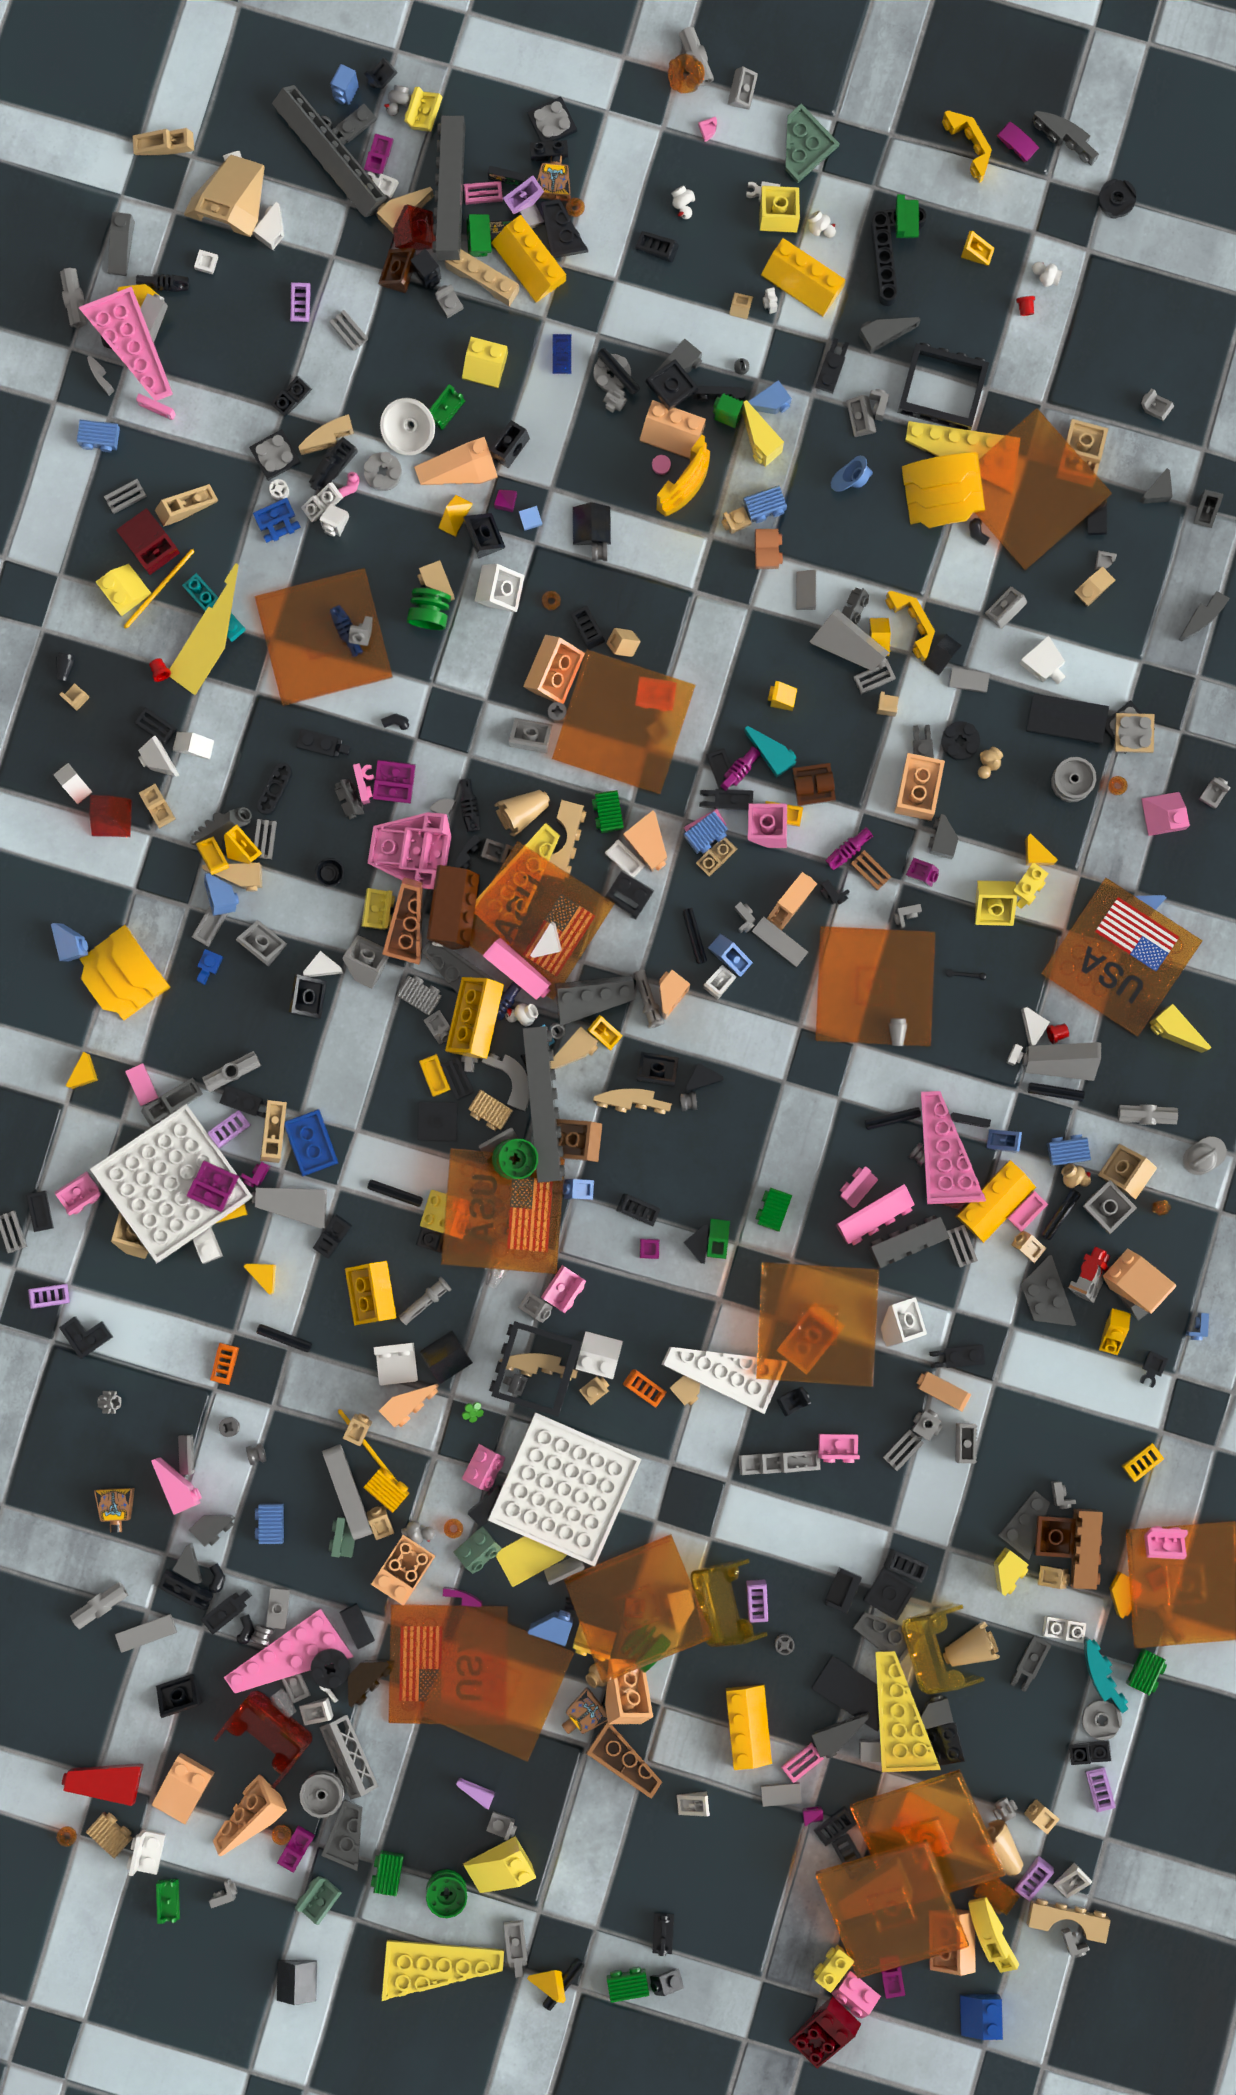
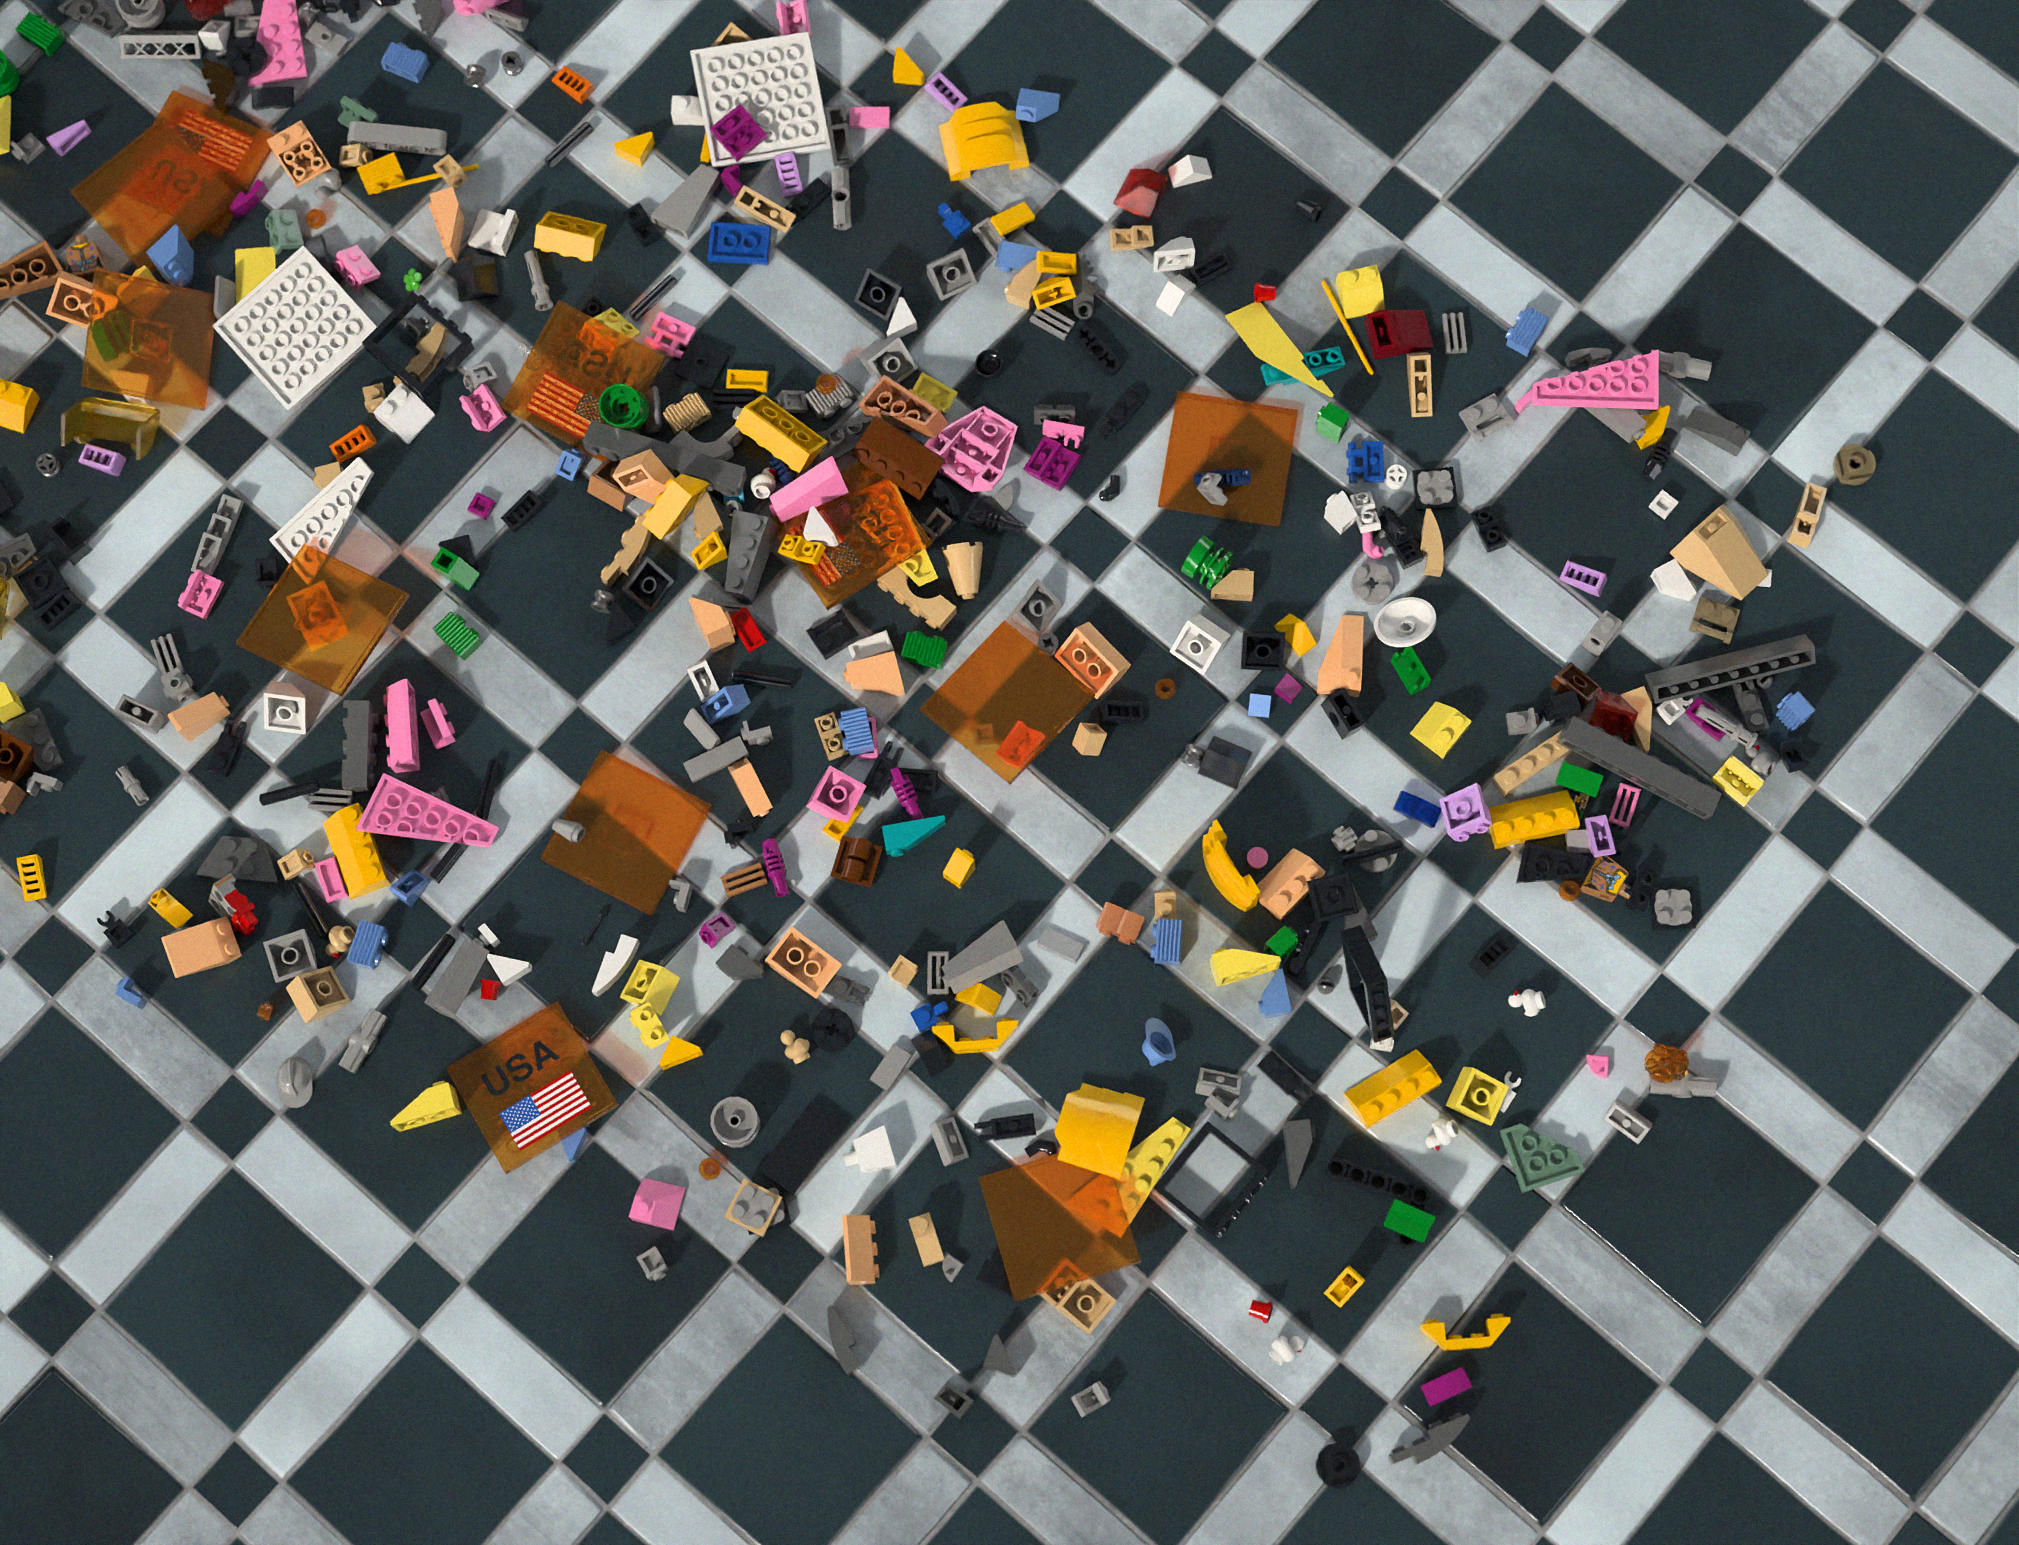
camera: 115 degrees right, 10 degrees down
(75, 697) = (1272, 205): tan panel -> none
(95, 1030) = (935, 92): none -> lavender slope
(106, 131) = (1860, 455): none -> dark tan plate
(184, 914) = (1012, 218): none -> yellow tile
(189, 444) = (1483, 412): none -> light grey plate
(256, 559) = (1332, 422): none -> green brick
(284, 182) = (1715, 614): none -> dark tan plate
(338, 318) = (1550, 607): light grey tile -> none
(342, 265) = (1602, 631): none -> light grey torso
(381, 126) = (1735, 731): none -> light grey pin
(413, 993) = (826, 378): none -> clear orange plate
(417, 1160) = (672, 329): none -> bright pink plate
(549, 311) = (1465, 813): none -> lavender plate
(568, 1109) = (643, 475): none -> light nougat slope
(570, 950) = (801, 550): none -> yellow slope
(584, 1072) = (674, 504): none -> yellow slope
(657, 967) = (747, 629): none -> red tile
(736, 320) = (1372, 994): none -> black window
(761, 964) = (701, 730): none -> light grey slope
(914, 670) = (926, 1016): none -> blue plate
(972, 1282) = (289, 792): none -> black axle
(975, 565) = (1007, 1128): none -> black hinge
(989, 939) = (615, 964): none -> white slope
(1027, 1419) = (132, 785): none -> light grey pin
(1127, 634) = (860, 1249): none -> light nougat slope

